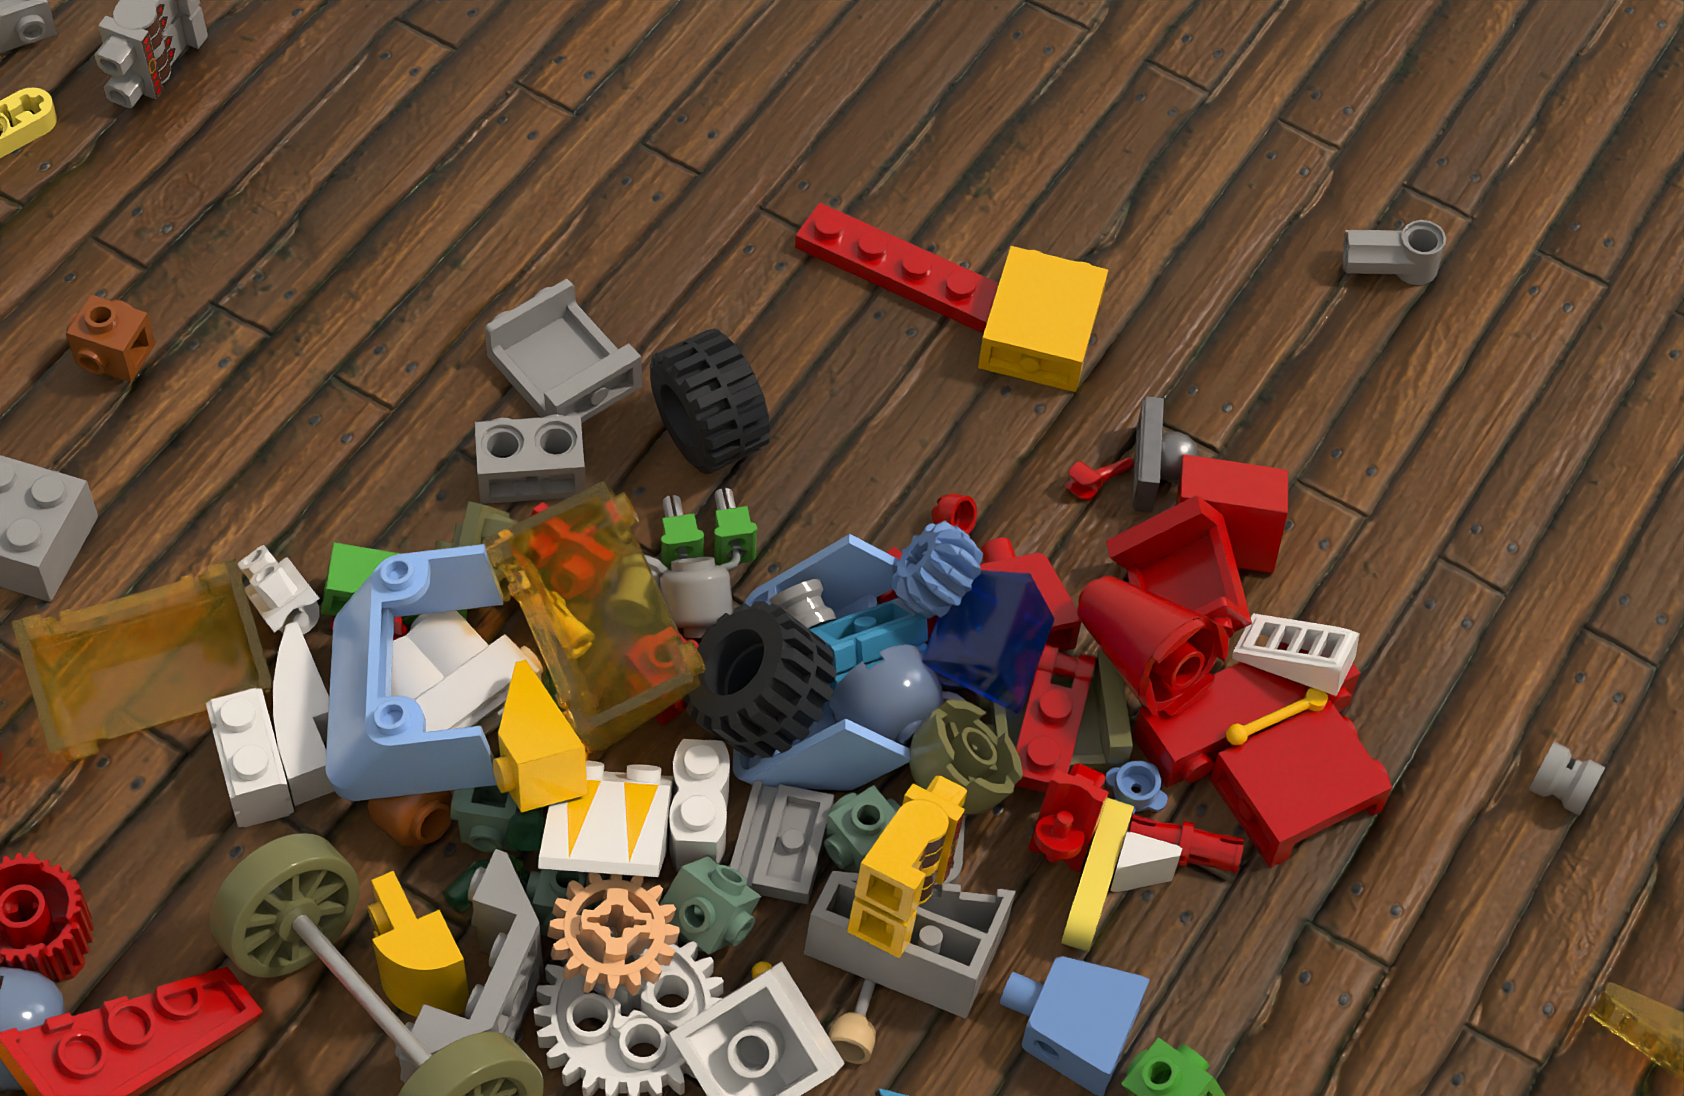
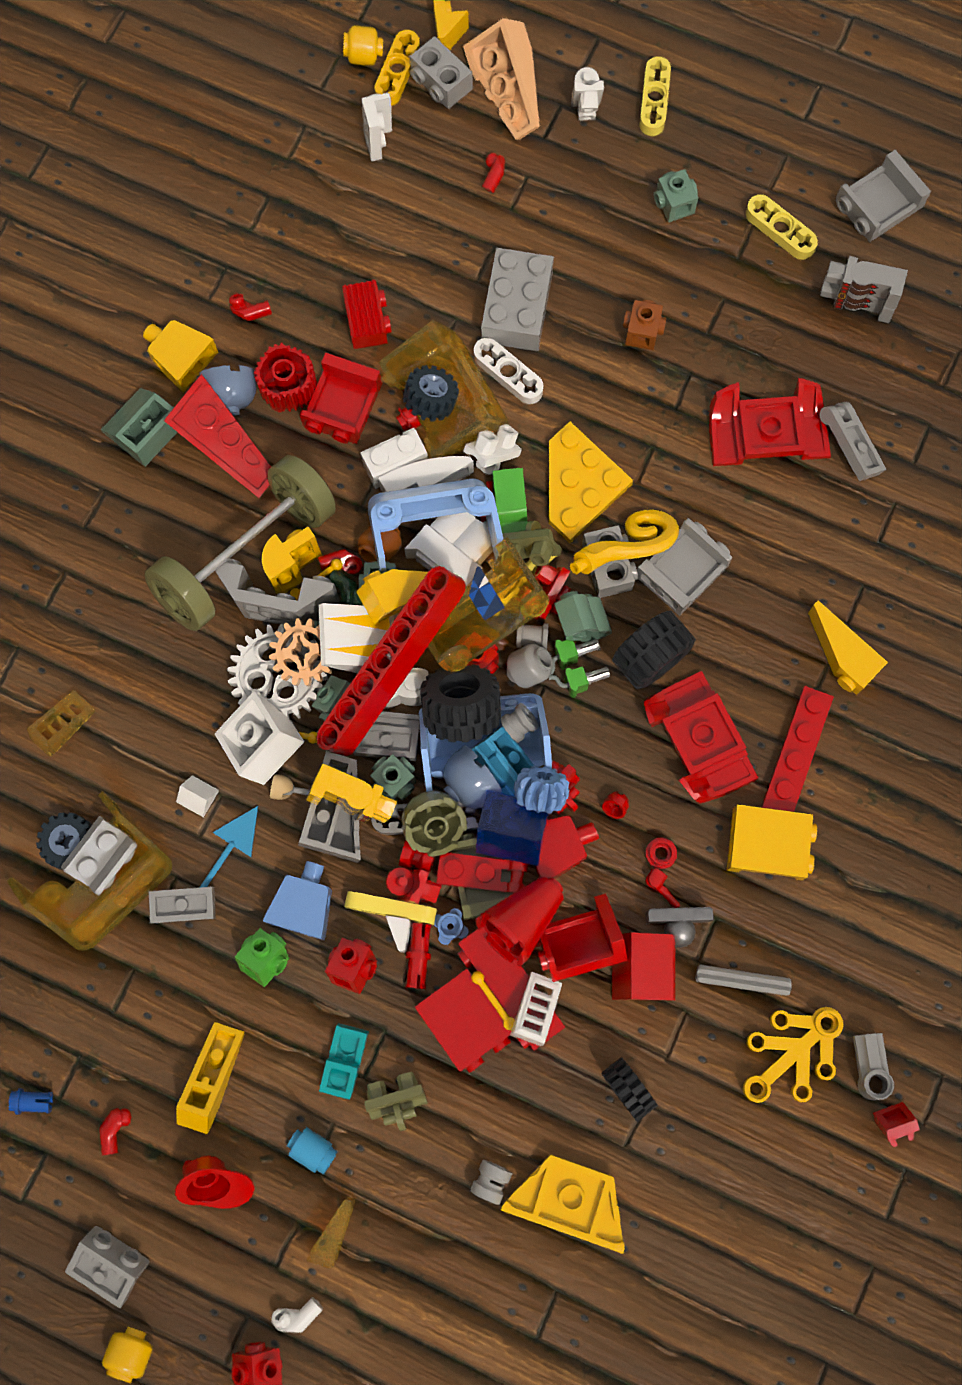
camera: 90 degrees right, 20 degrees up
(102, 836) = (342, 399): none -> red panel
(131, 540) = (498, 351): none -> white beam
(141, 674) = (430, 393): none -> black wheel
(173, 730) = (407, 419): none -> red plate
(343, 212) = (767, 425): none -> red piece
(367, 485) = (580, 482): none -> yellow plate
(400, 104) = (853, 440): none -> light grey plate
(429, 875) = (351, 563): none -> red arm
(475, 970) = (336, 564): none -> yellow hinge
(526, 447) = (602, 552): none -> yellow plant
(565, 622) = (484, 595): none -> dark blue sticker
(643, 486) = (582, 617): none -> sand green brick
(645, 753) = (391, 661): none -> red beam
(747, 175) = (846, 652): none -> yellow slope
(855, 378) = (702, 737): none -> red piece
(1008, 823) = (420, 860): none -> red wheel
(1043, 455) = (665, 844): none -> red plate
(1197, 940) = (351, 965): none -> red brick
(1253, 393) = (743, 980): none -> light grey axle
(1362, 991) = (344, 1061): none -> teal slope
(1369, 344) = (796, 1051): none -> yellow plant
(1424, 552) = (629, 1089): none -> black tyre
(1433, 931) = (396, 1105): none -> olive hips
(1474, 239) = (896, 1122): none -> red tile
(1517, 1051) = (311, 1150): none -> dark azure brick
(1594, 673) = (570, 1201): none -> yellow wing

